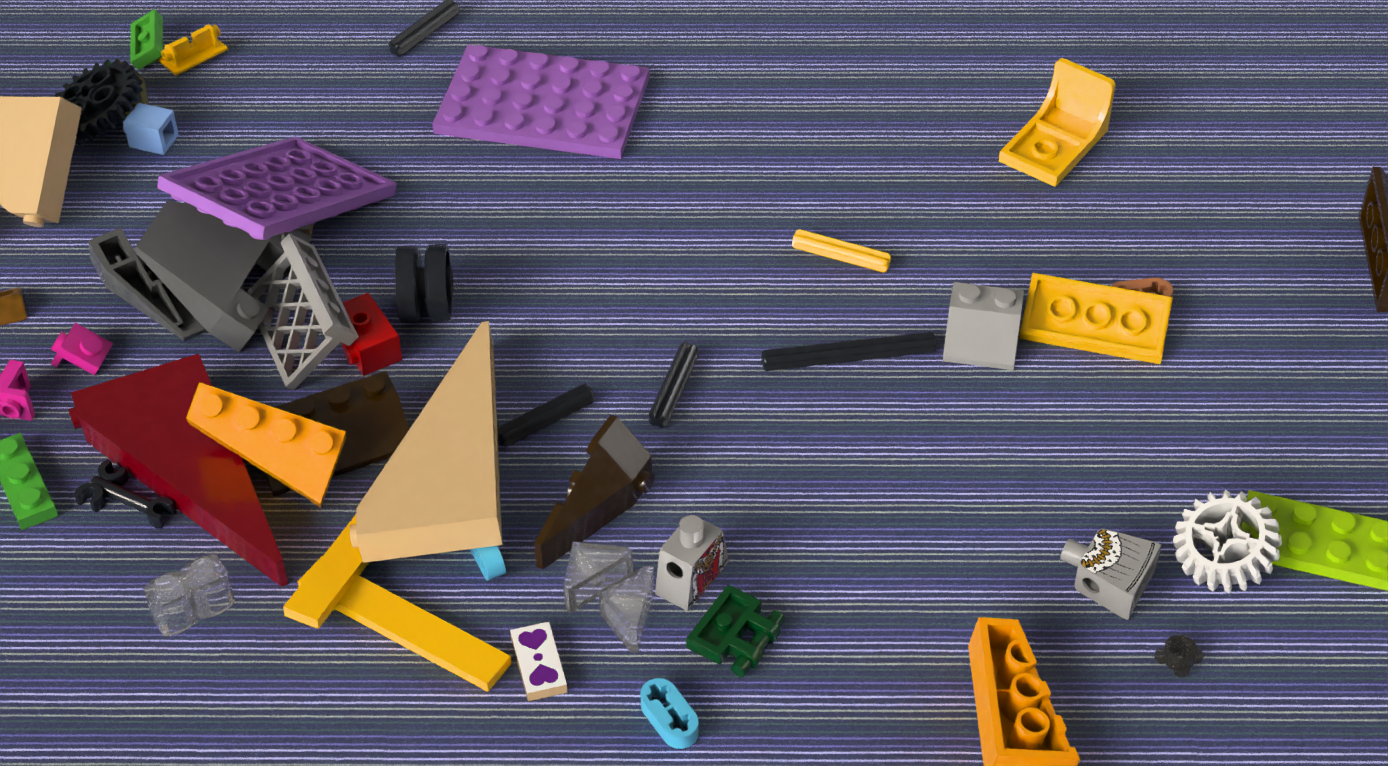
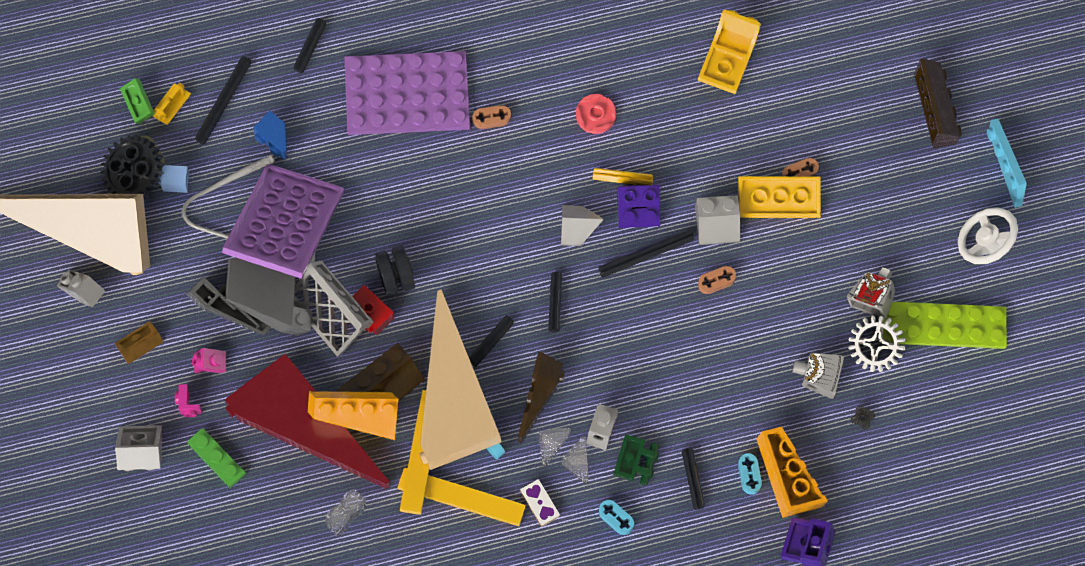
camera: 20 degrees left, 25 degrees up
(111, 486) = (265, 450): black bar -> none
(248, 141) = (238, 174): none -> light grey piece
(269, 62) = (223, 100): none -> black axle
(320, 104) = (273, 133): none -> blue slope
(659, 147) = (491, 119): none -> nougat beam
(742, 294) = (577, 224): none -> slope
(824, 172) = (596, 114): none -> coral tile
(832, 684) = (693, 479): none -> black axle
(854, 282) = (638, 196): none -> dark purple brick
(933, 698) = (744, 474): none -> medium azure beam
(959, 408) = (718, 284): none -> nougat beam
(1232, 466) = (873, 293): none -> torso

